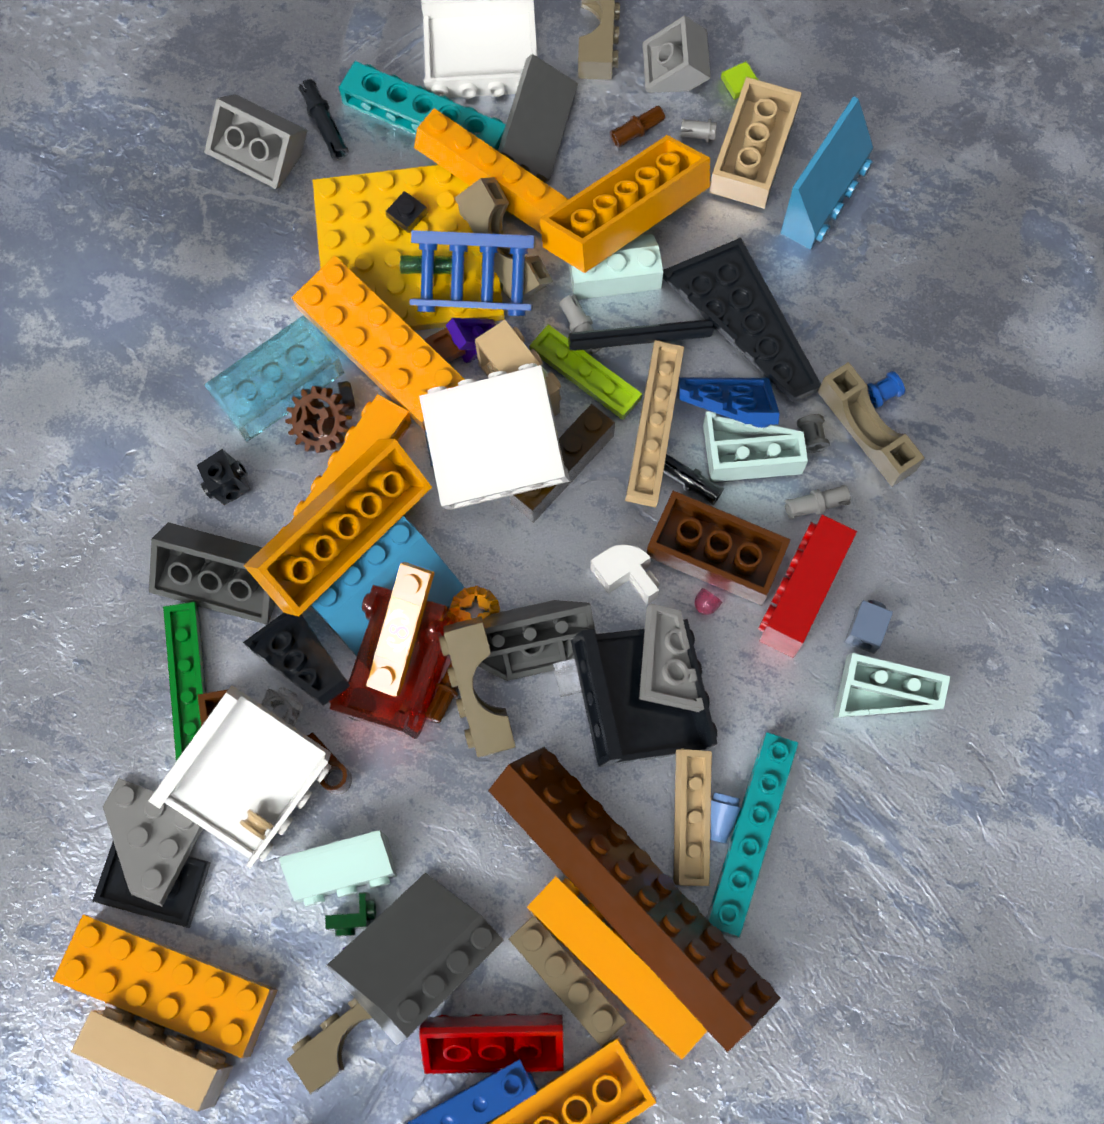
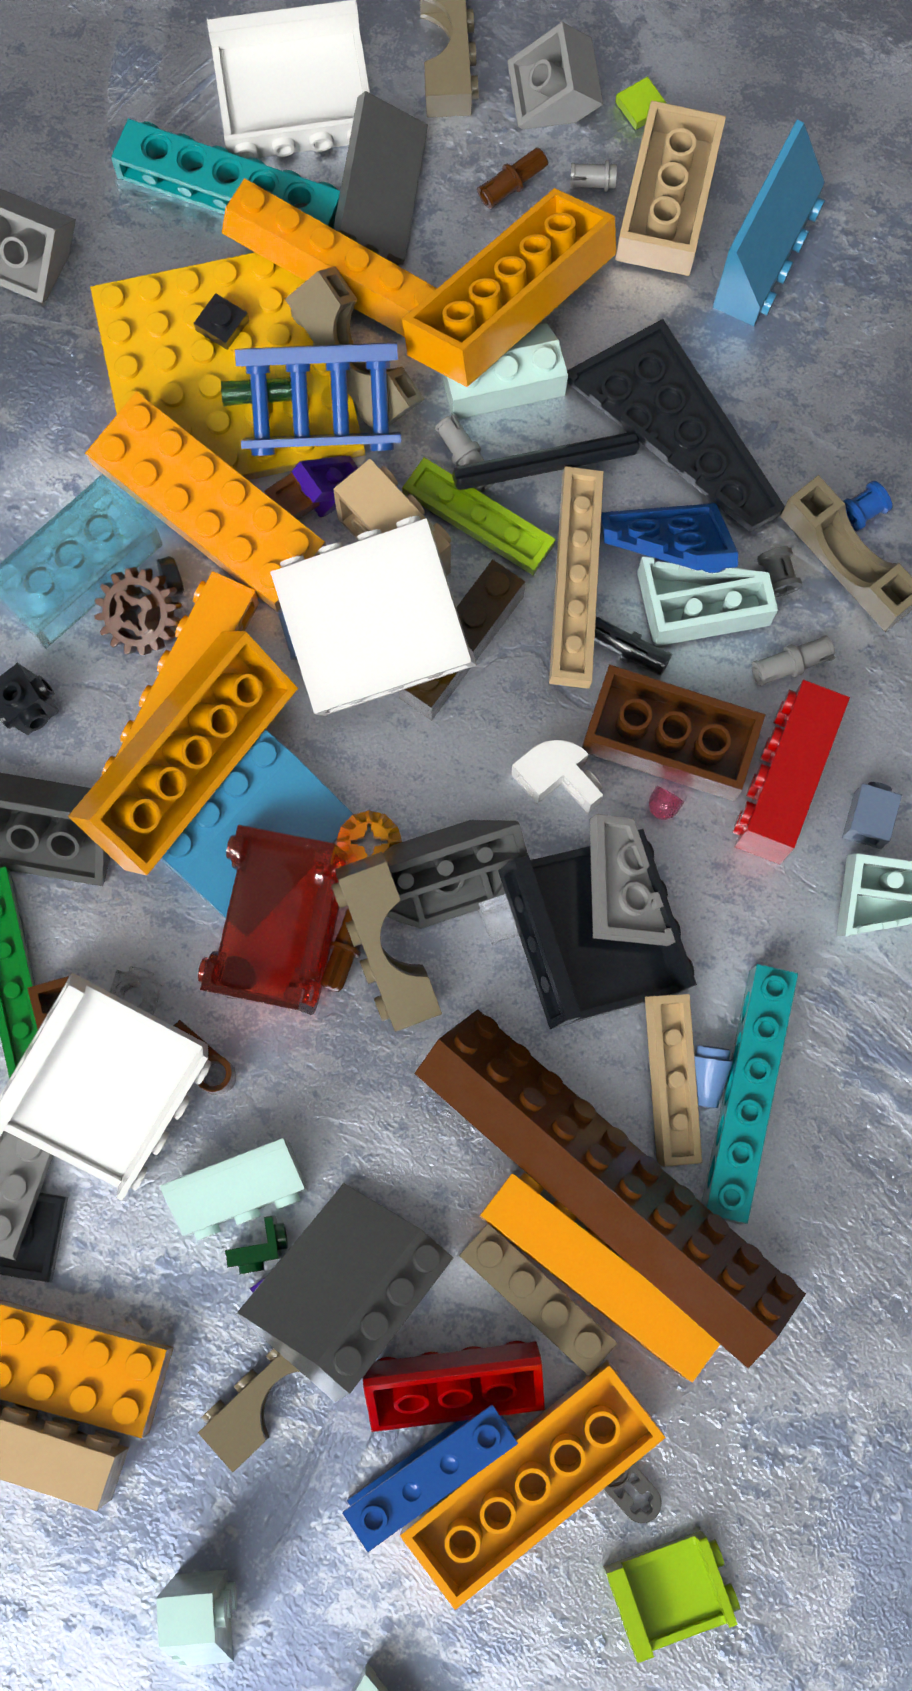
camera: 10 degrees left, 5 degrees up
(256, 824) = (123, 1145): tan bush -> none
(298, 655) = (151, 923): black wing -> none
(319, 110) = (87, 190): black pin -> none
(400, 629) = (280, 878): plate -> none

